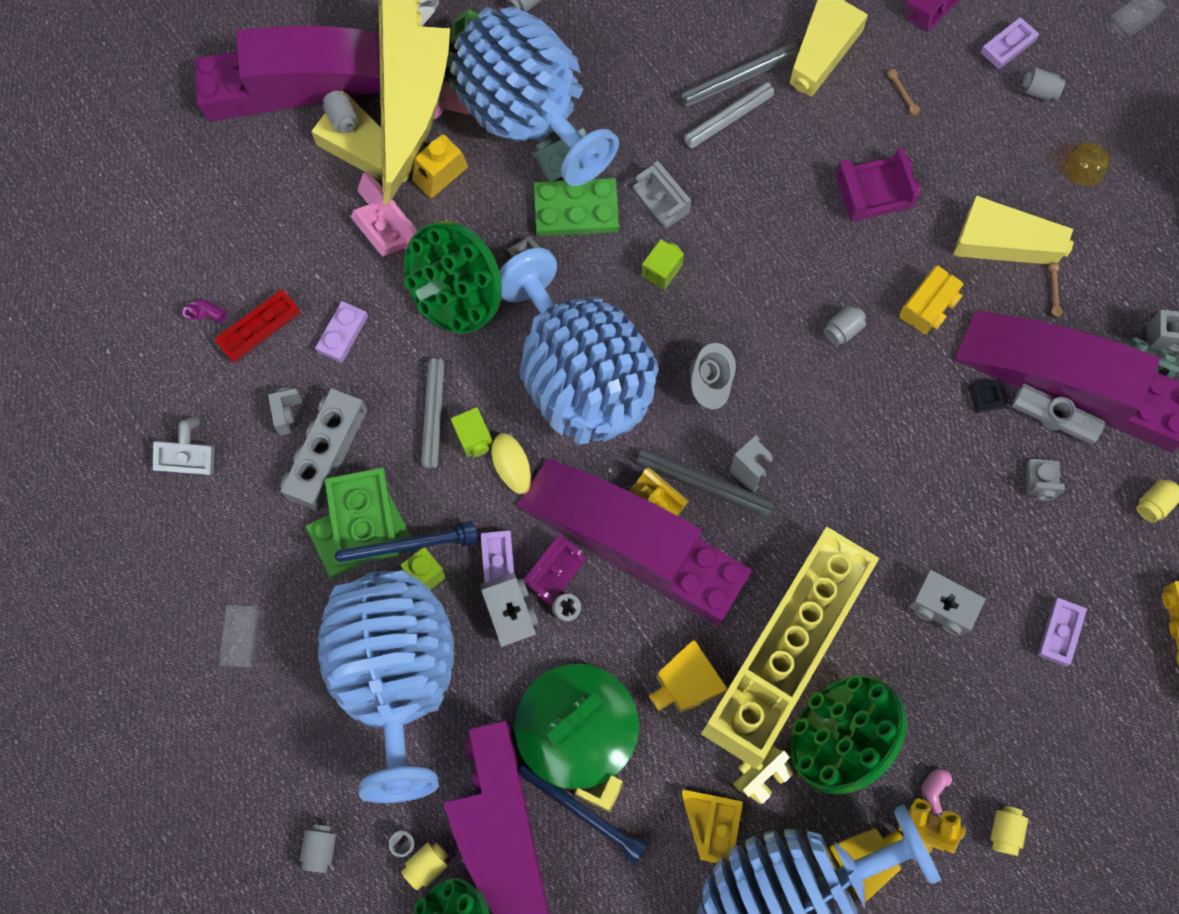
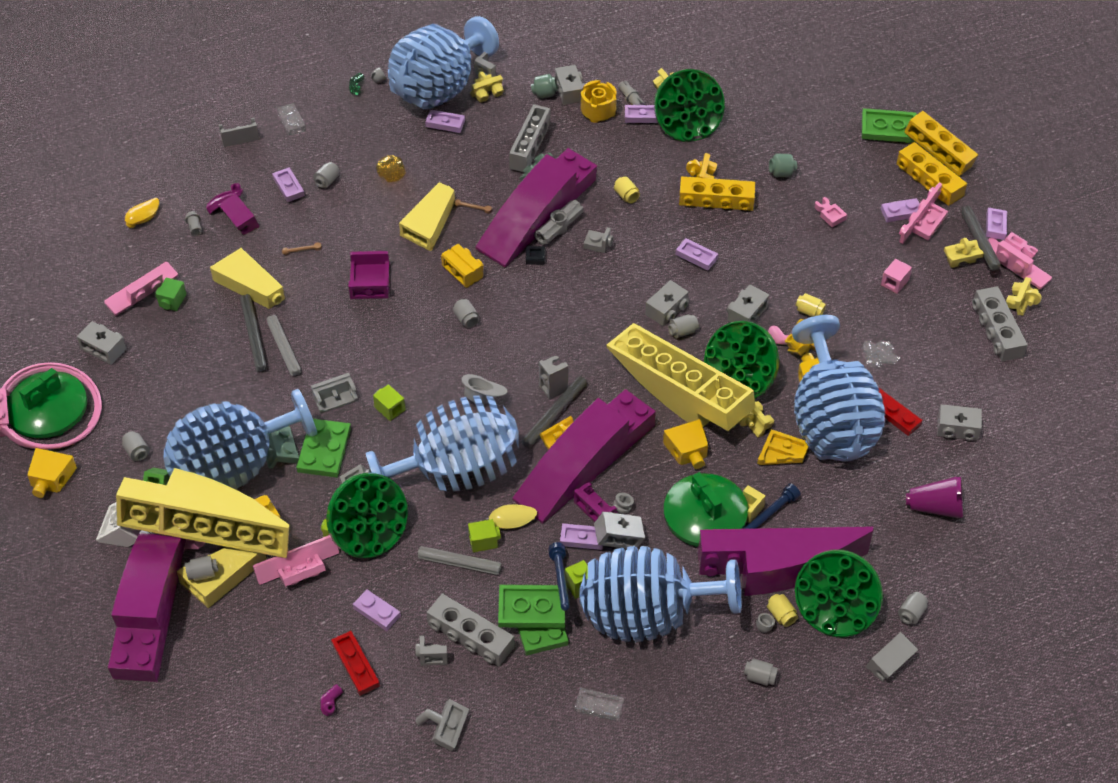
camera: 80 degrees left, 20 degrees down
(909, 635) = (683, 326): none -> light grey brick
(988, 743) = (748, 305): none -> light grey brick

